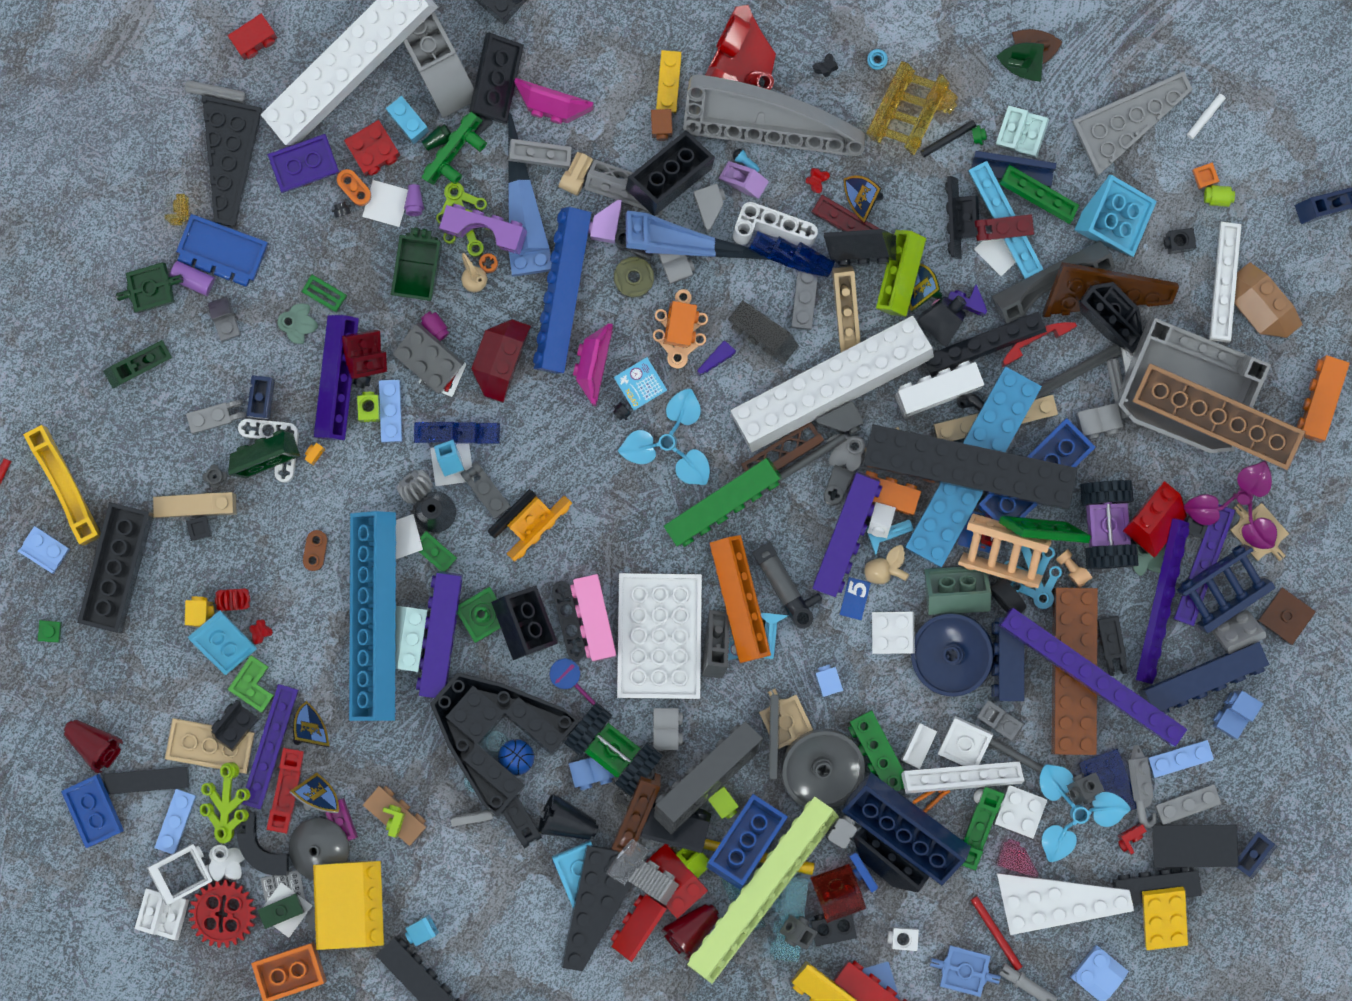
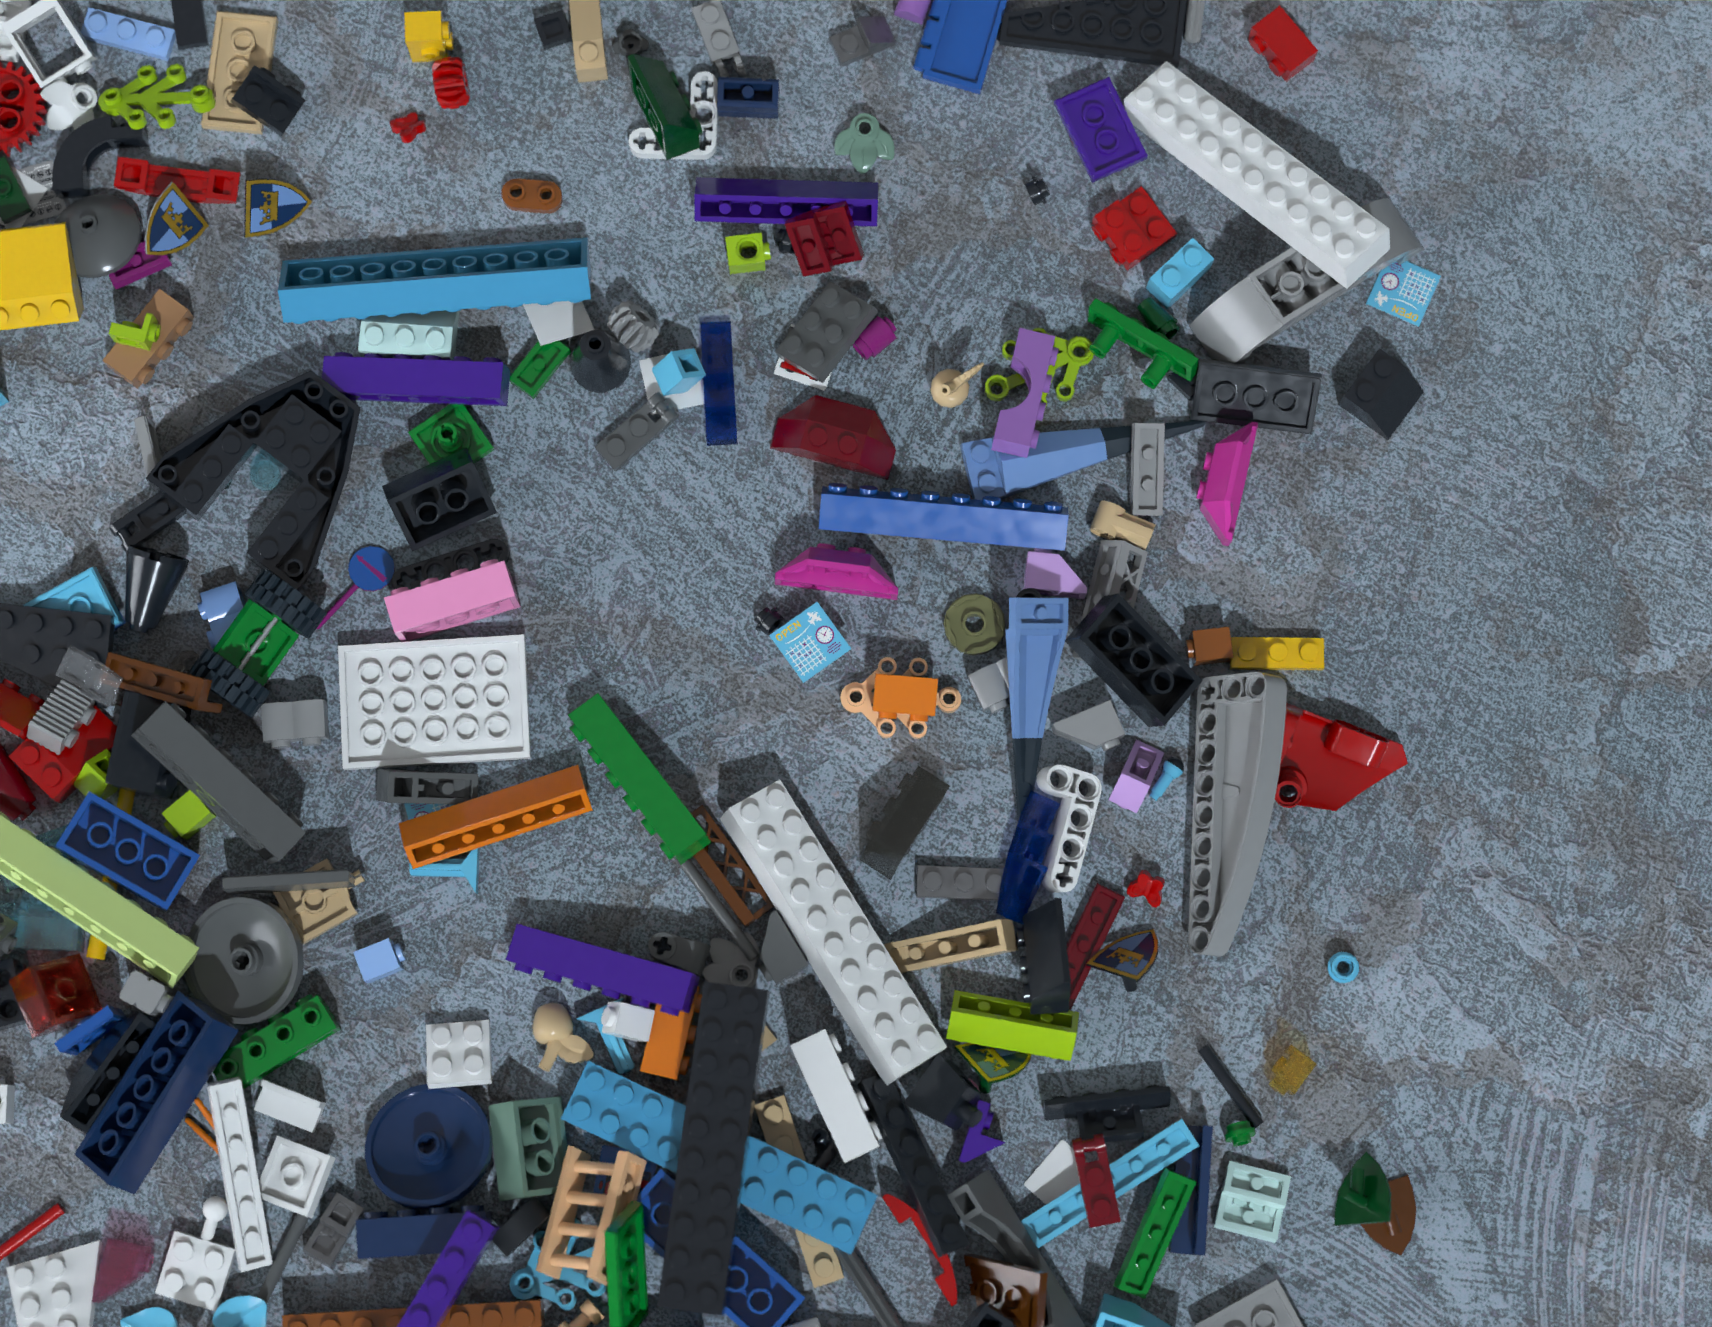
camera: 85 degrees right, 5 degrees down
(222, 642) = (385, 71): medium azure tile -> none
(247, 687) = (326, 116): bright green plate -> none
(270, 745) = (243, 155): dark purple plate -> none
(313, 453) = (673, 181): light orange plate -> none
(338, 302) = (900, 199): green tile -> none
(354, 188) = (1071, 207): orange plate -> none
(386, 203) = (1054, 255): white sticker -> none
(390, 411) = (745, 286): light blue plate -> none
(414, 202) = (1059, 293): medium lavender cone -> none
(416, 265) = (962, 303): dark green piece -> none
(493, 266) = (971, 416): orange bush -> none
(501, 524) = (604, 472): black axle -> none
(516, 756) = (241, 504): blue piece -> none
(533, 522) = (592, 503): light orange bracket -> none
(640, 448) = (718, 651): medium azure plant -> none
(721, 354) = (864, 759): dark purple slope -> none
(784, 586) = (519, 882): piece -> none
(827, 66) = (1324, 890): black piece -> none
(855, 598) = (509, 993): blue sticker -> none
(891, 100) = (1281, 993): clear yellow fence -> none
(981, 824) = (169, 1209): green slope -> none

